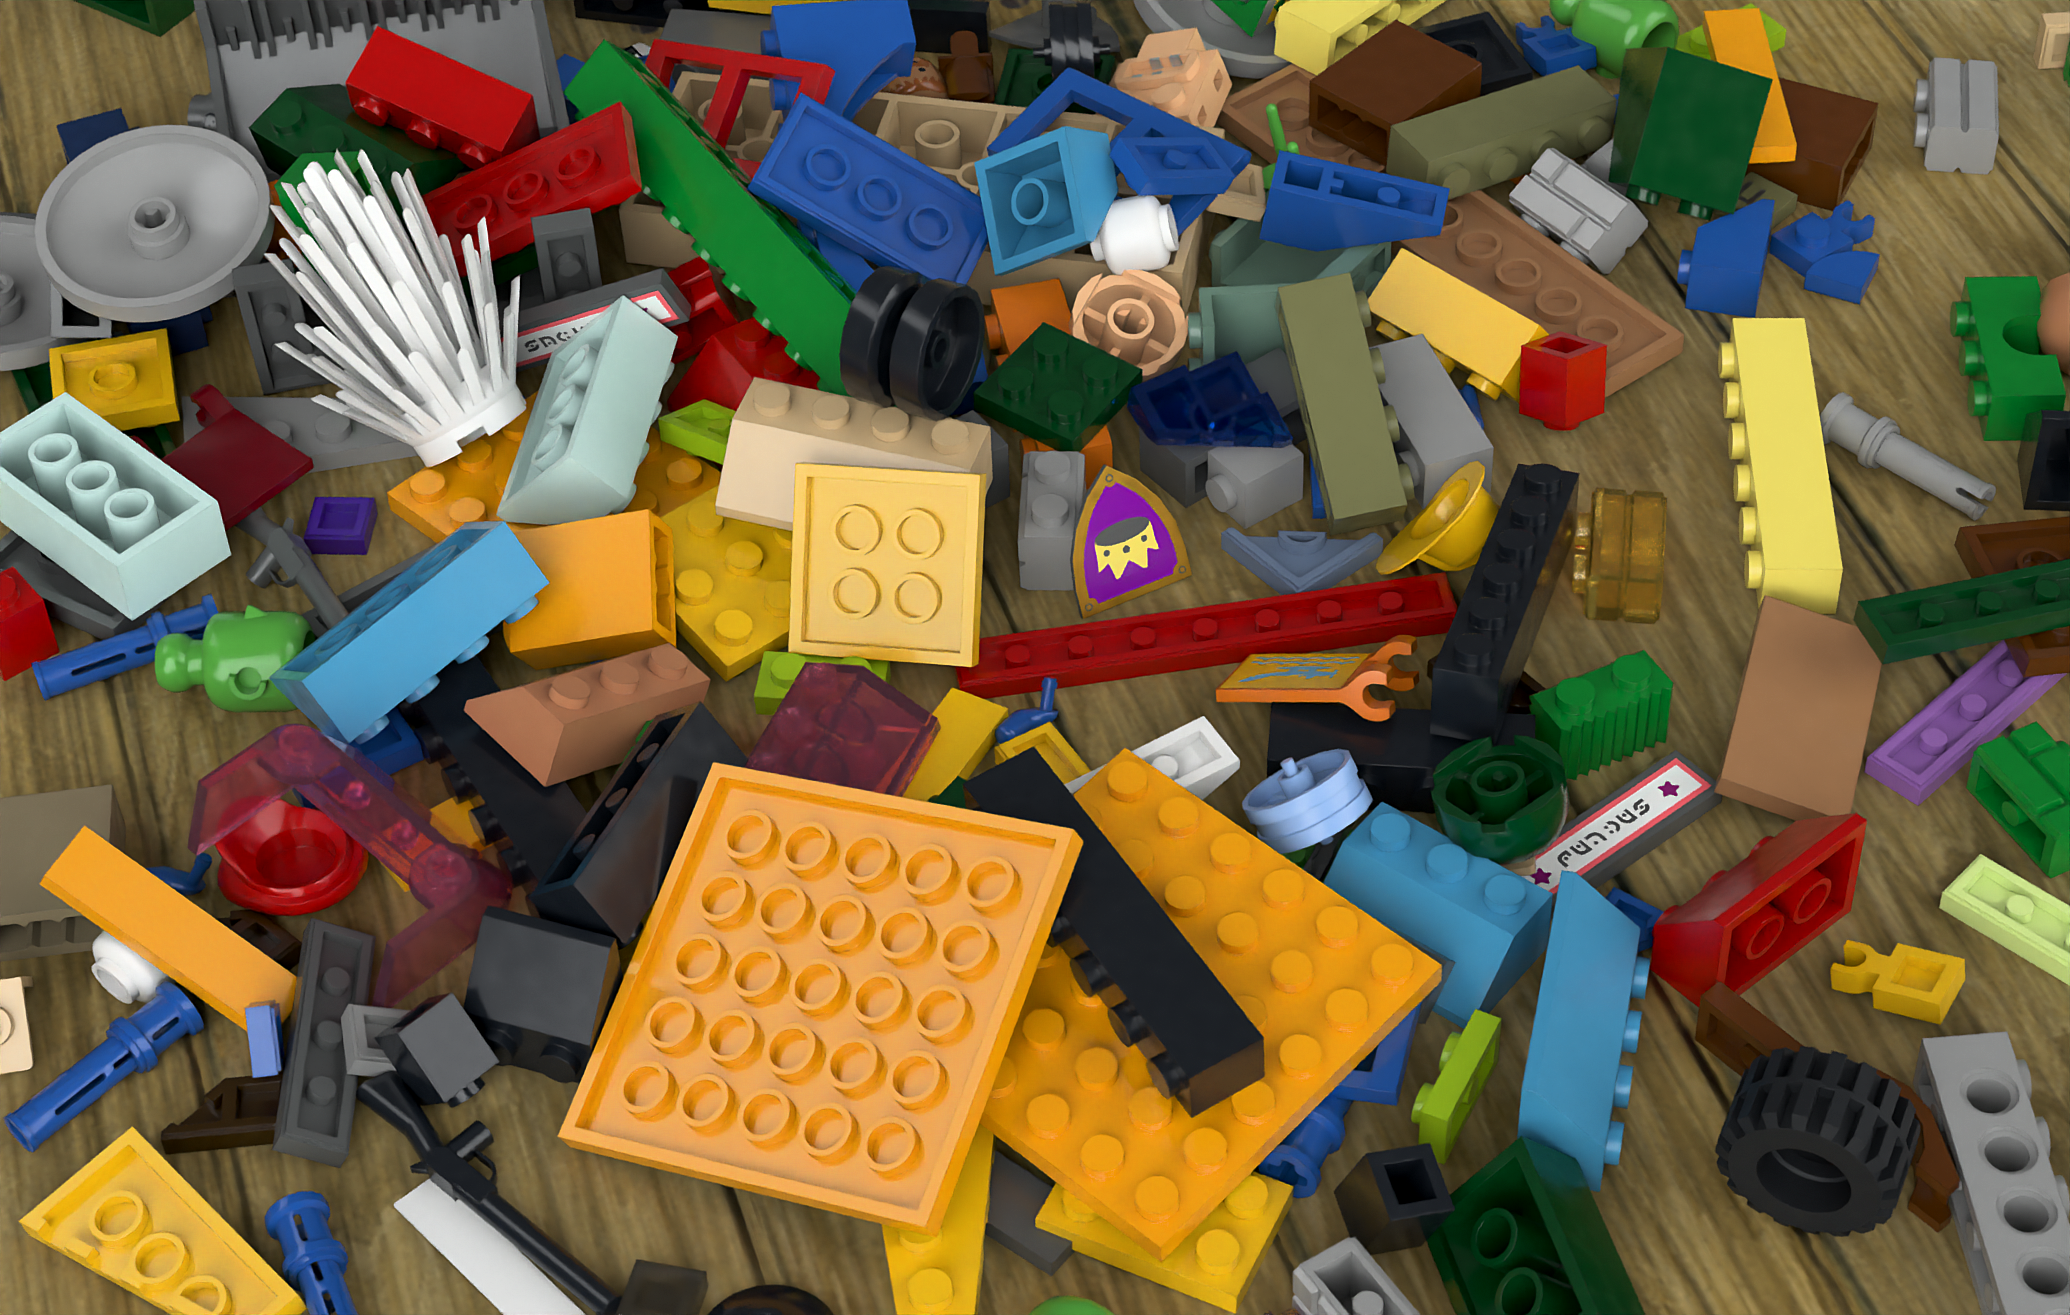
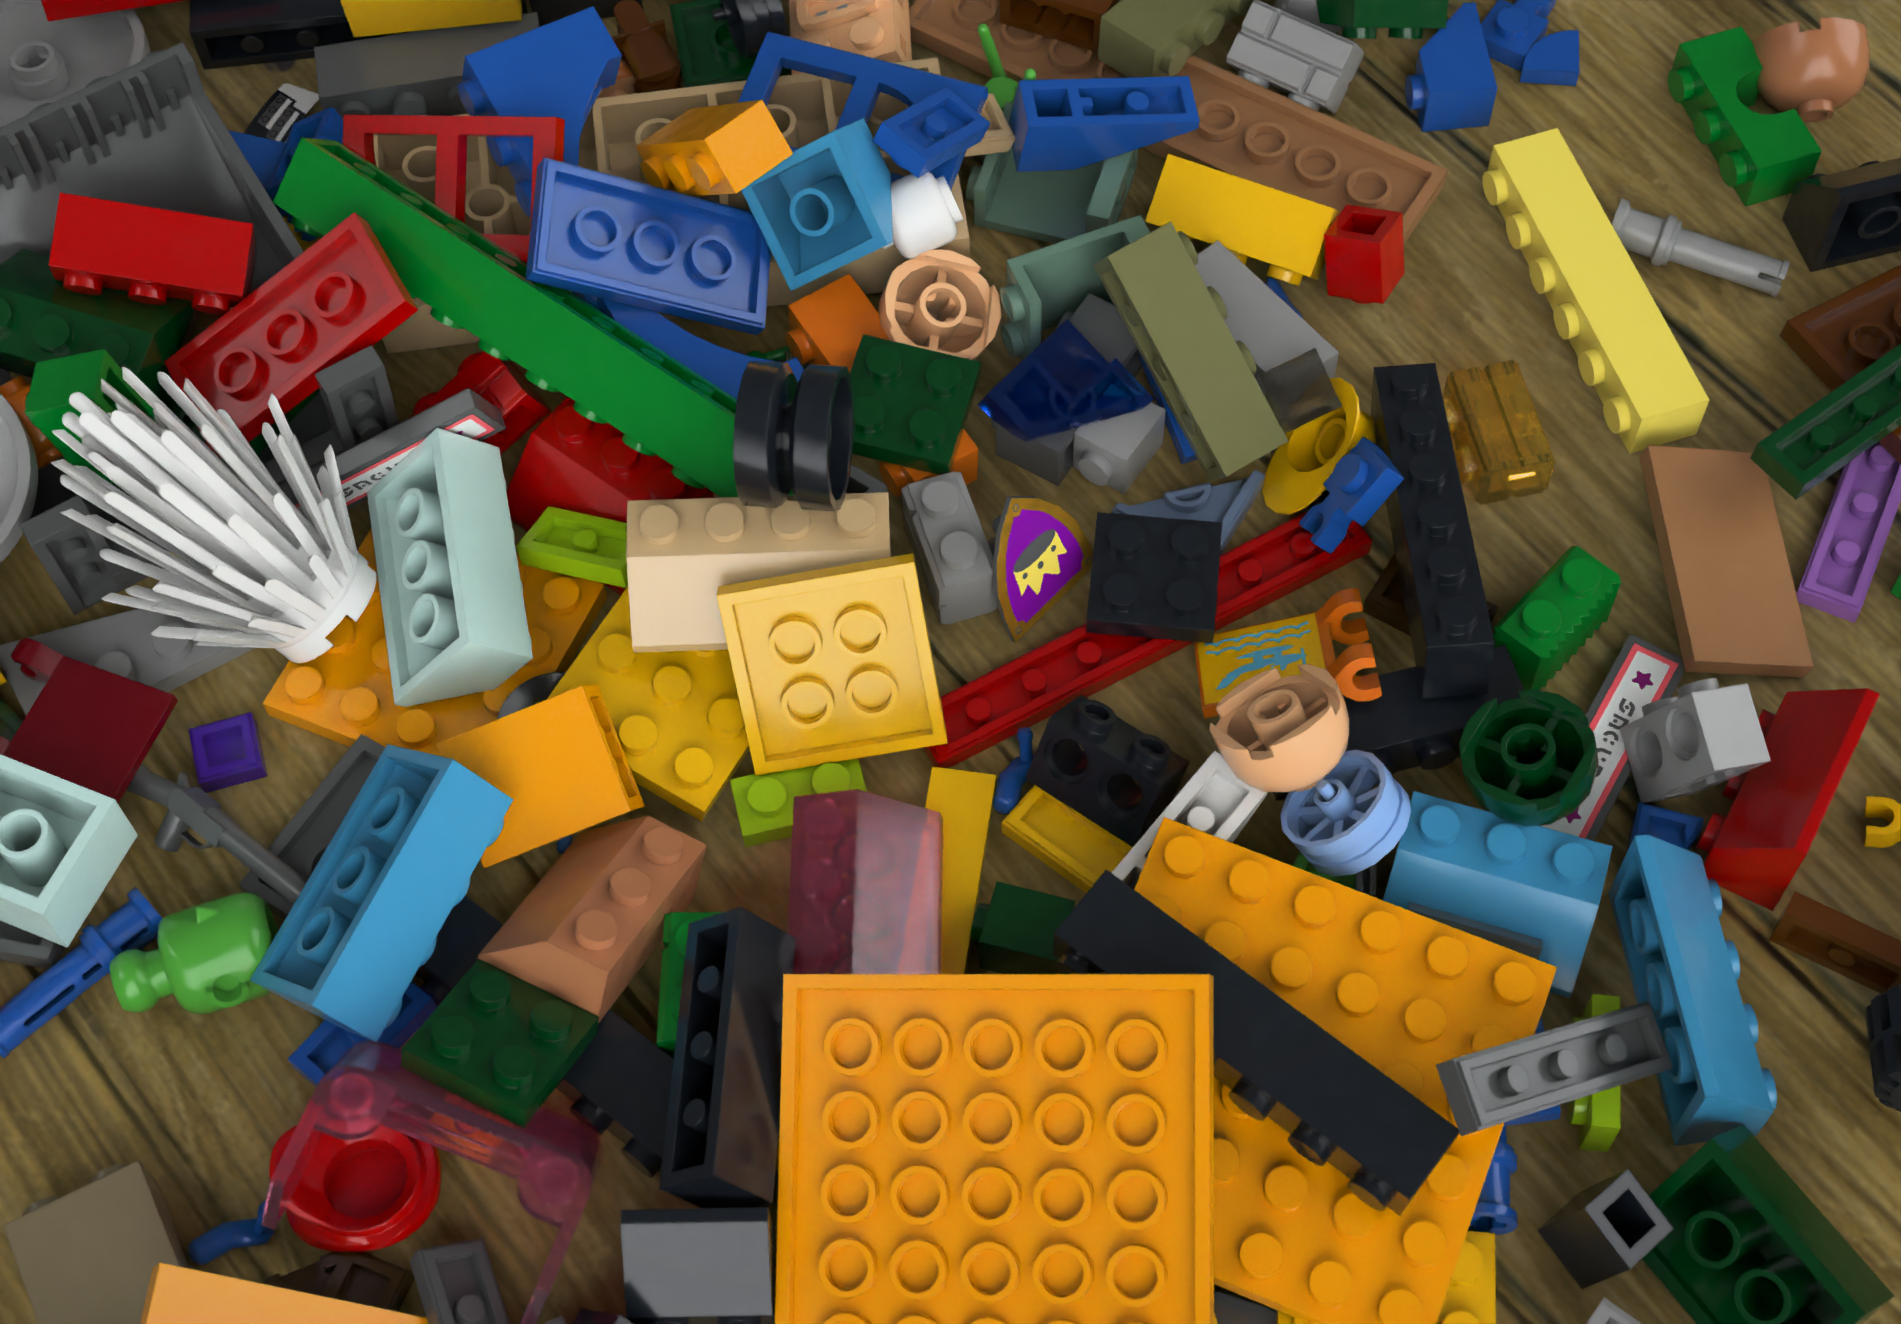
camera: 20 degrees left, 15 degrees up
(452, 766) = (499, 1043): none -> dark green plate
(964, 130) = (714, 149): none -> light orange brick
(1099, 709) = (1101, 778): none -> black brick
(1231, 589) = (1154, 577): none -> black plate
(1270, 712) = (1283, 729): none -> light nougat cylinder
(1391, 1031) = (1553, 1067): none -> dark grey tile
(1435, 462) = (1300, 390): none -> clear smoke tile
(1448, 549) = (1356, 492): none -> blue plate
(1676, 831) = (1694, 740): none -> light grey brick

